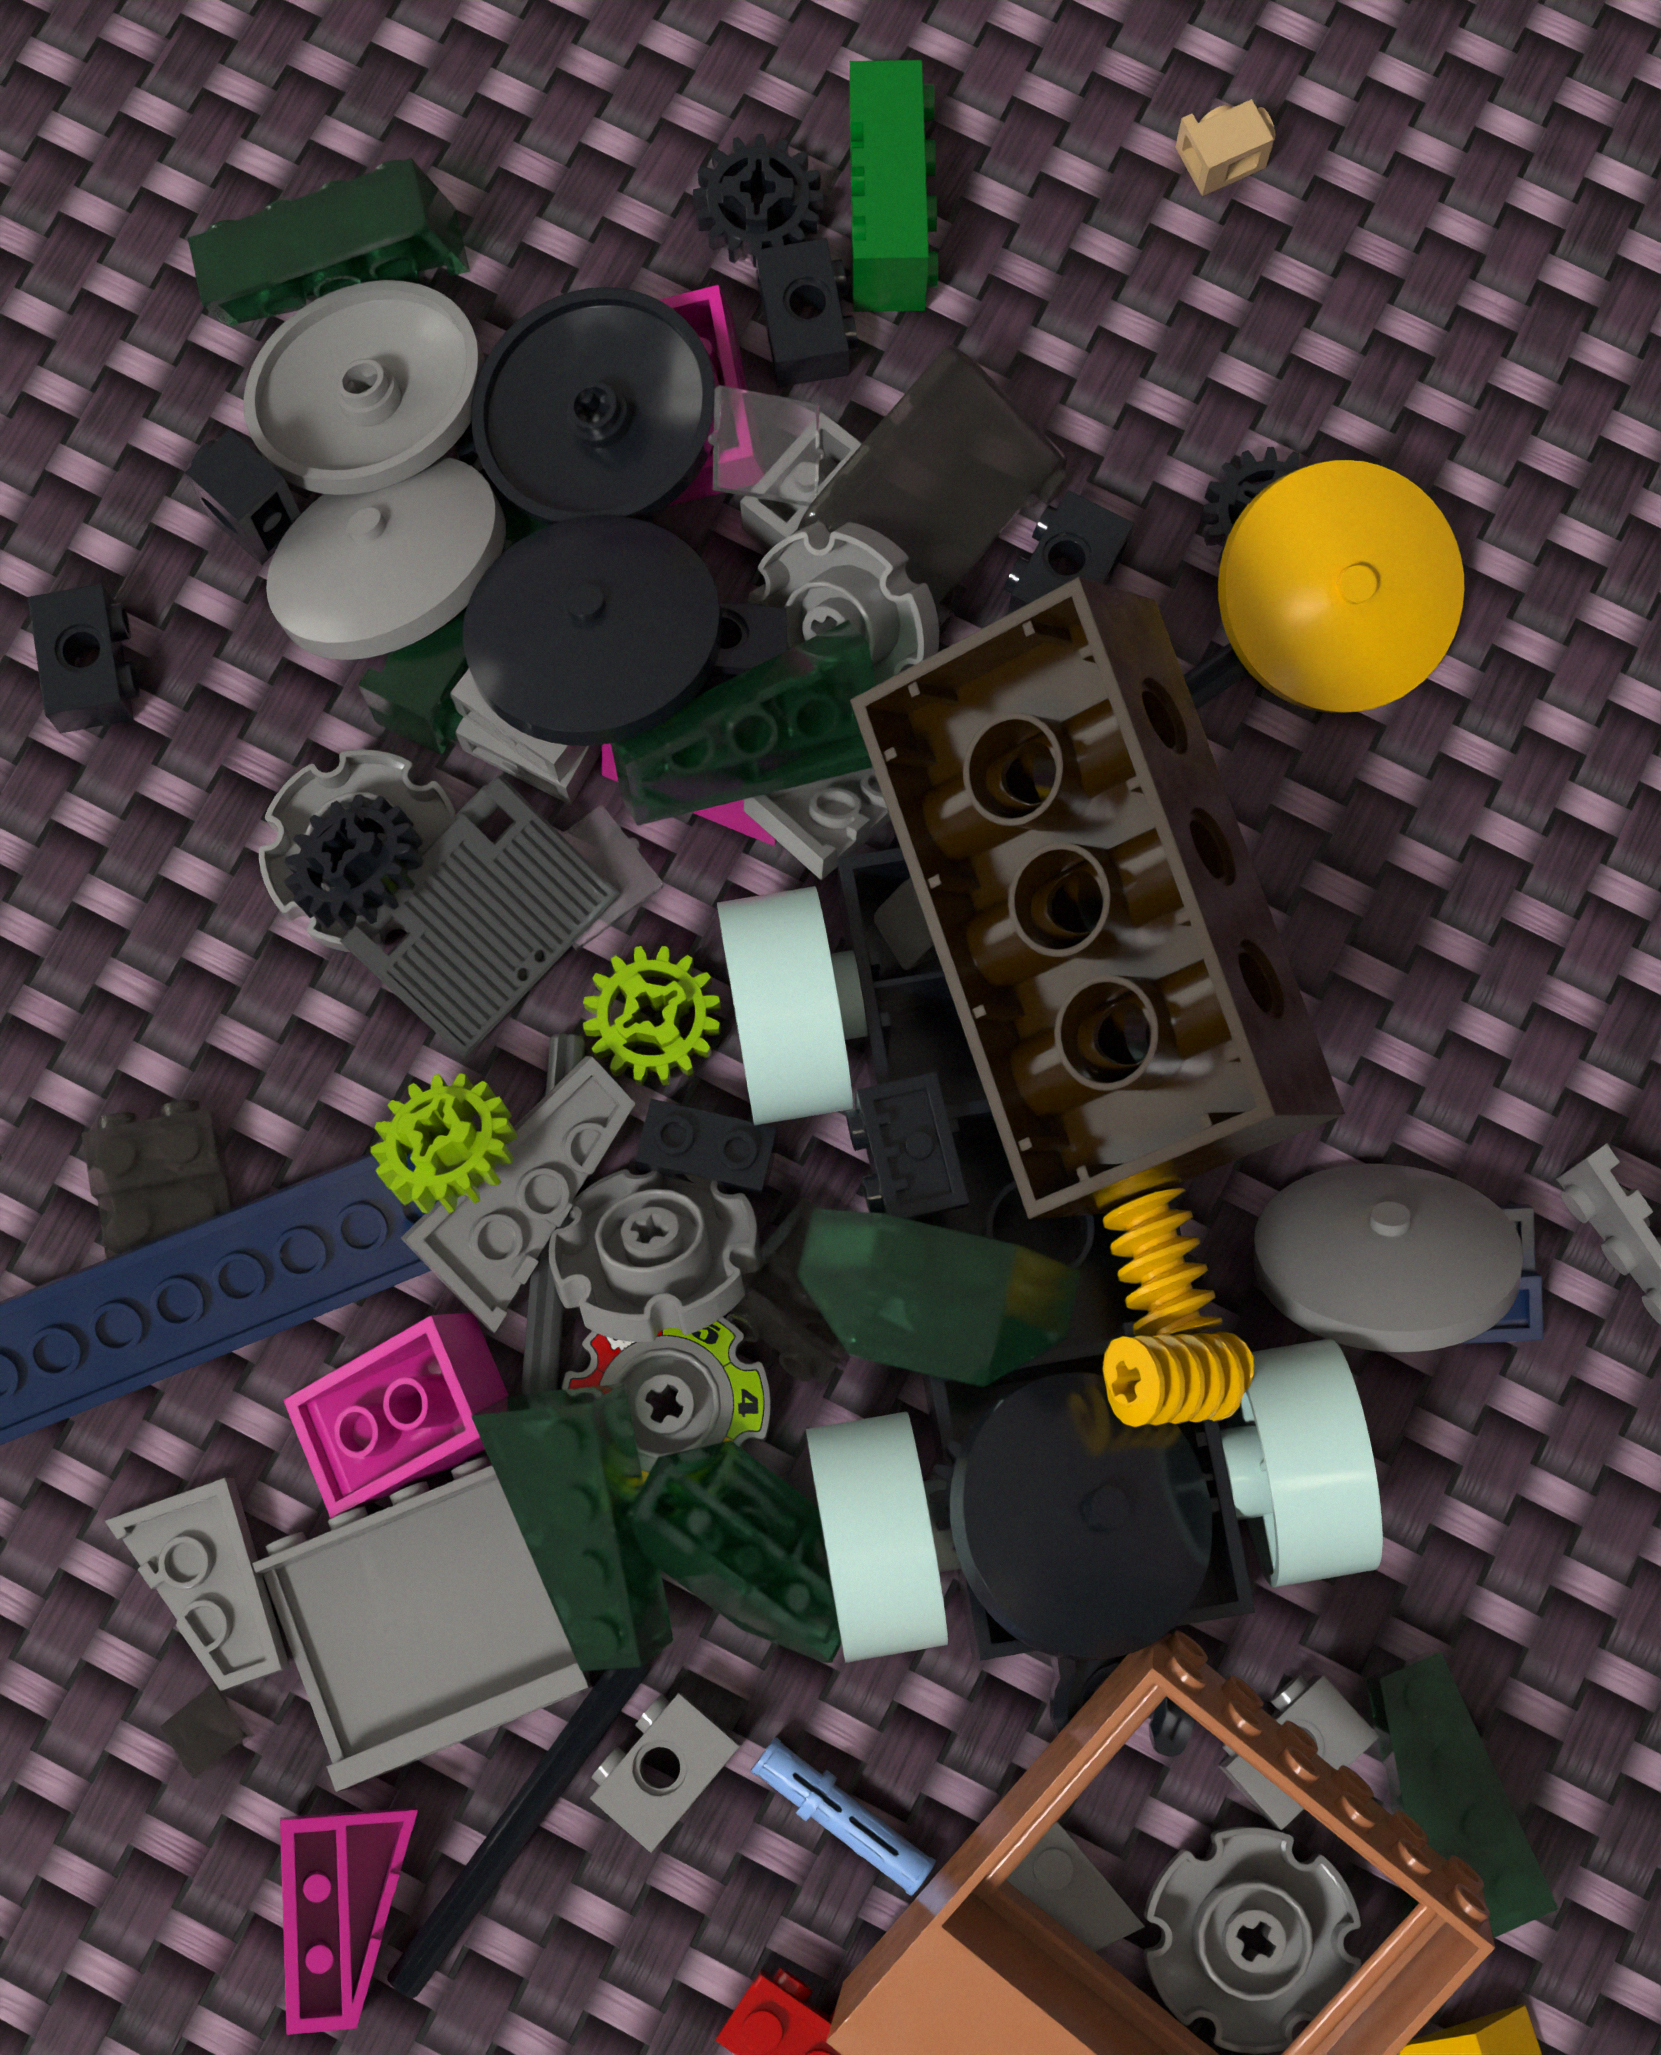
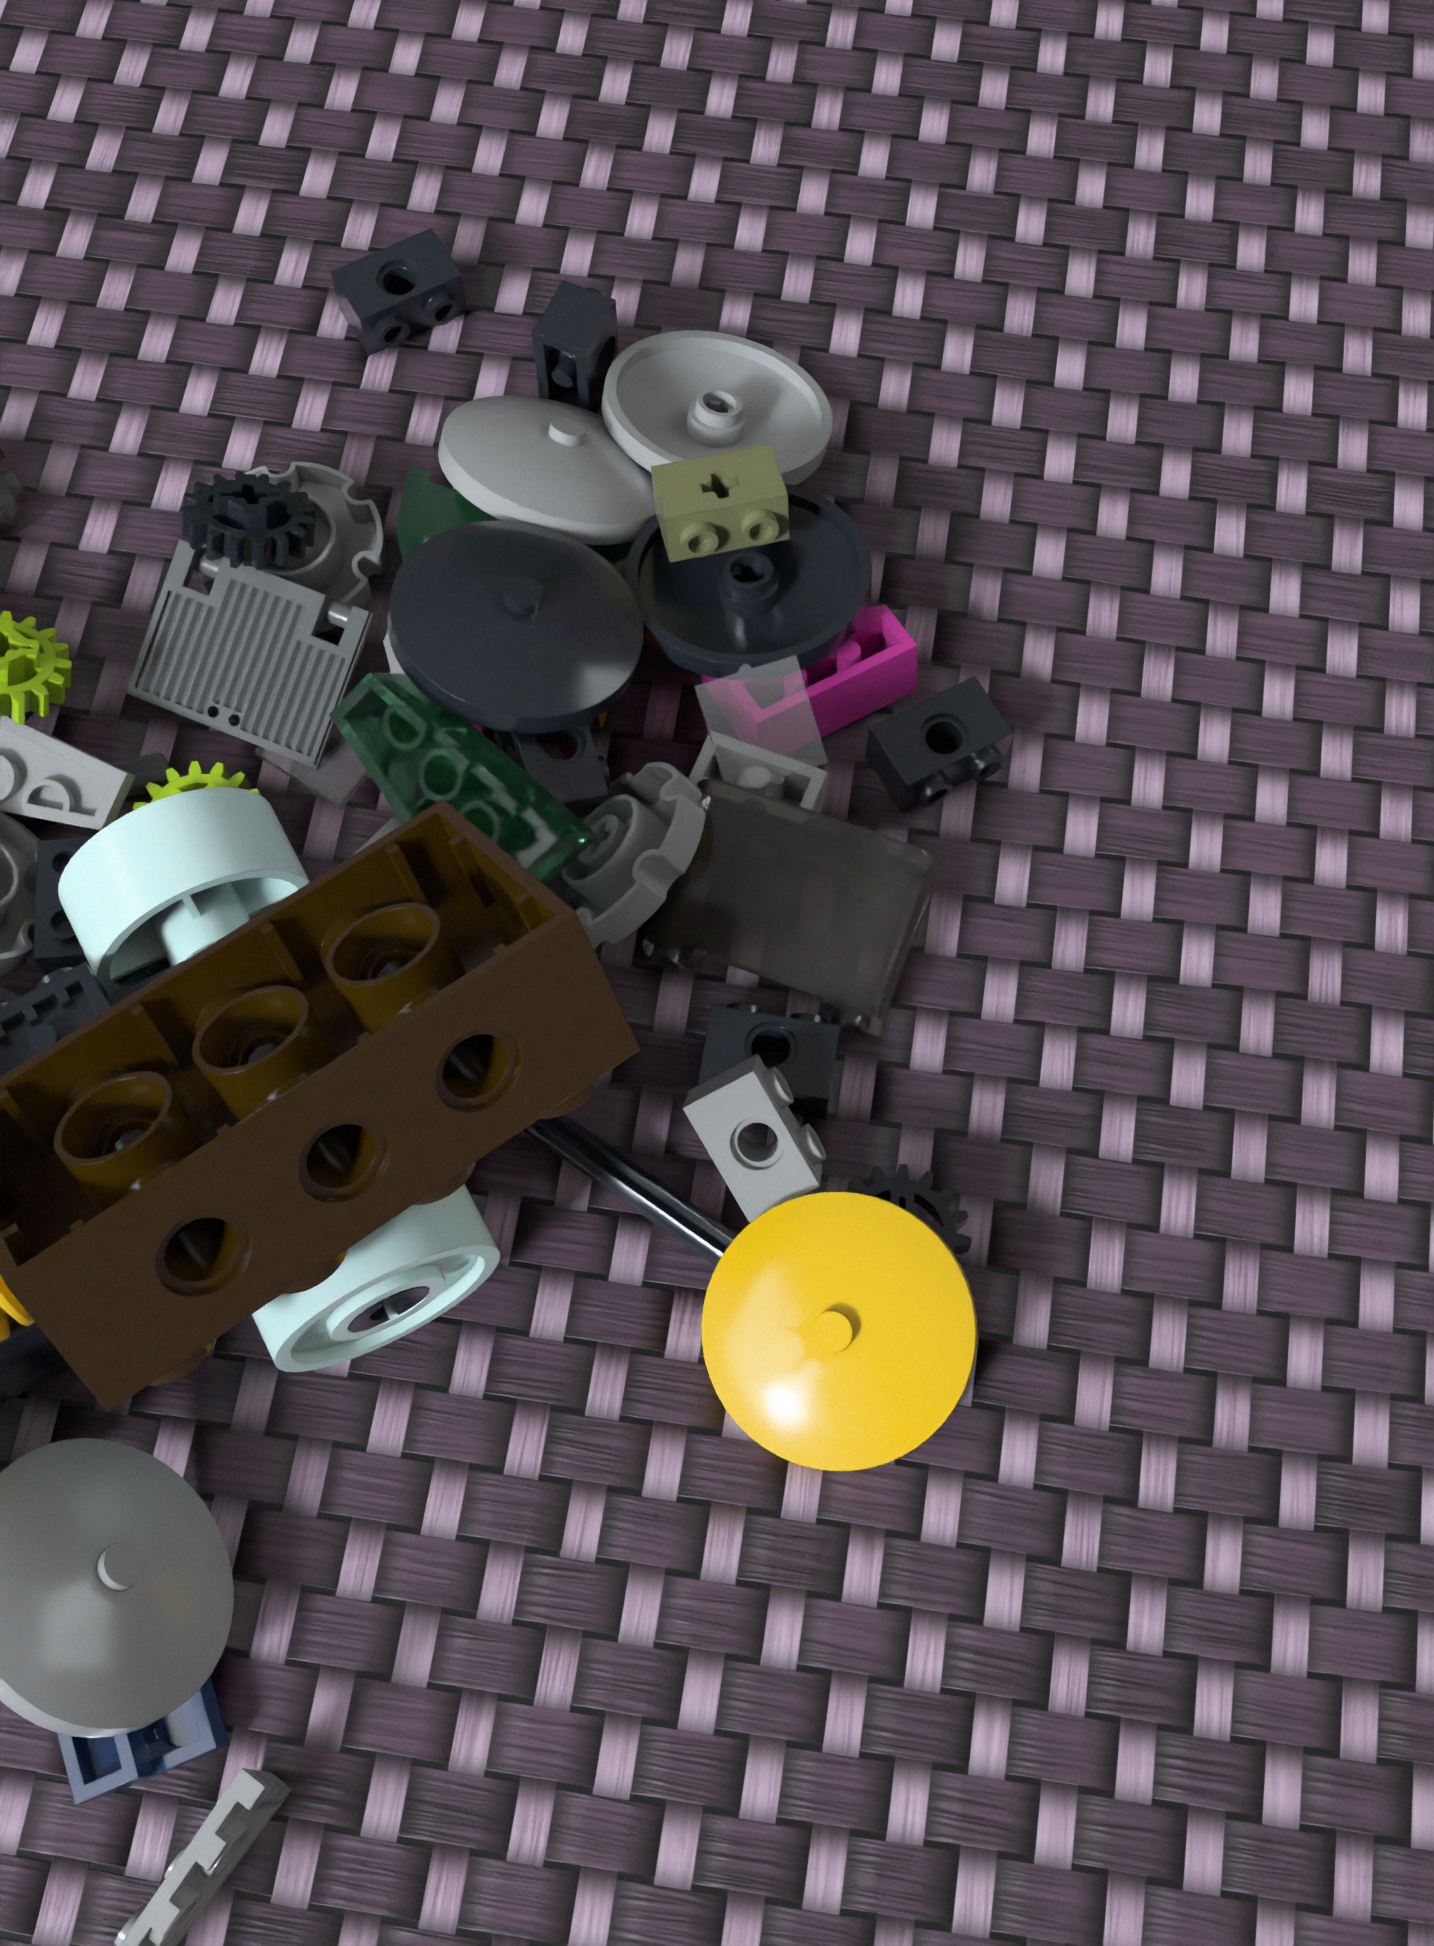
camera: 70 degrees right, 10 degrees down
(328, 240) = (849, 349): clear green wedge -> none
(518, 402) = (720, 502): none -> olive brick
(730, 190) = (1039, 668): black gear -> none
(889, 186) = (1094, 776): green wedge -> none
(1180, 584) = (755, 1174): none -> light grey brick
(1225, 145) = (1282, 1077): tan brick -> none

